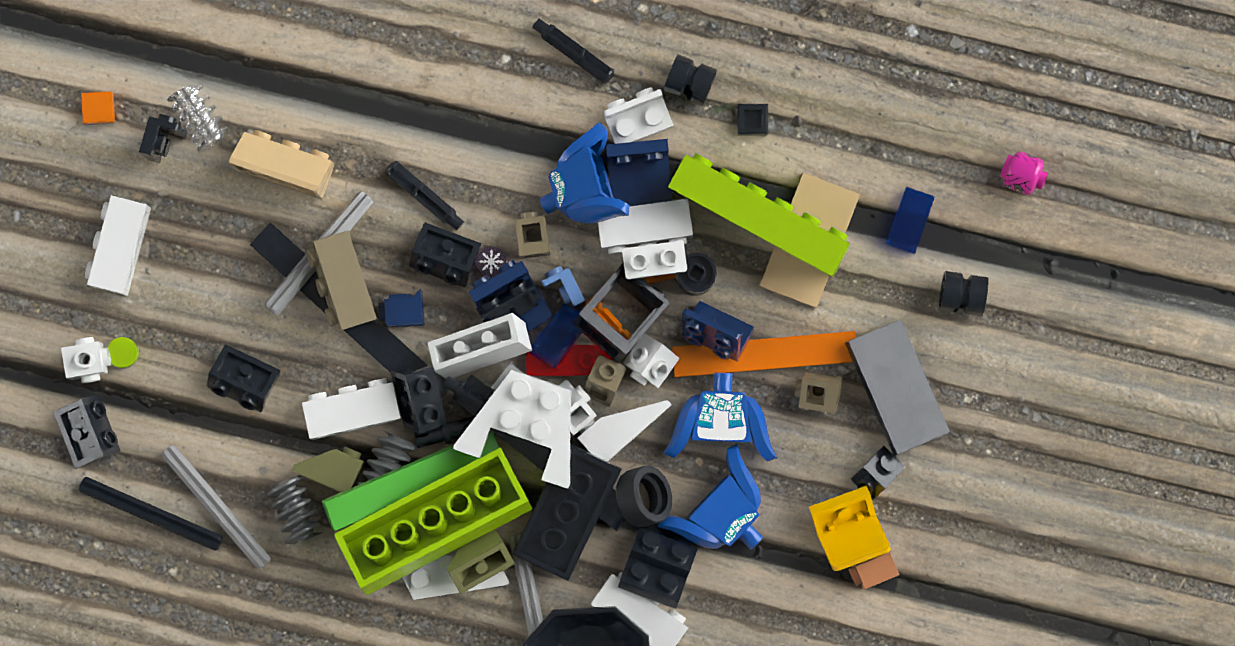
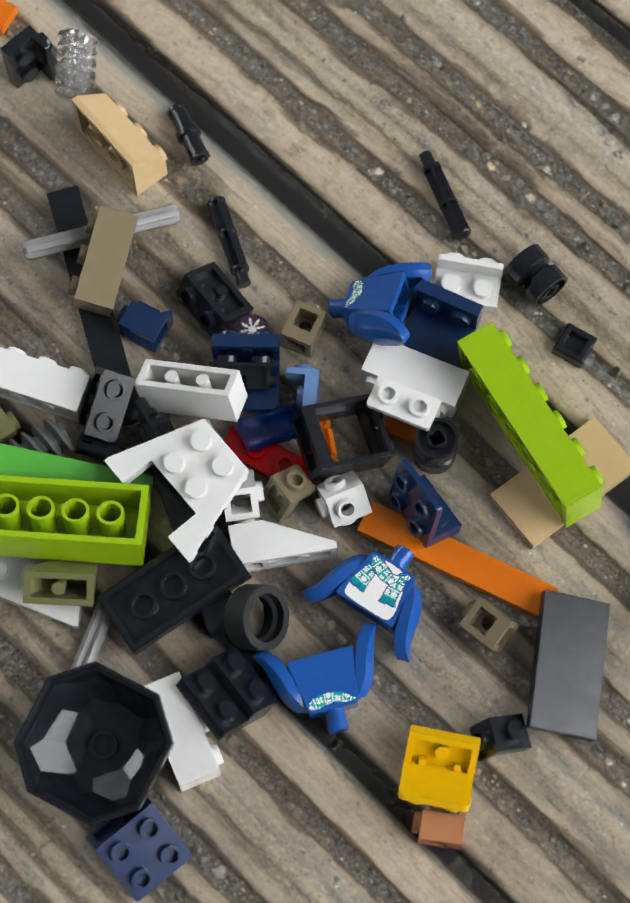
camera: 35 degrees right, 15 degrees down
(331, 122) = (188, 134): none -> black pin

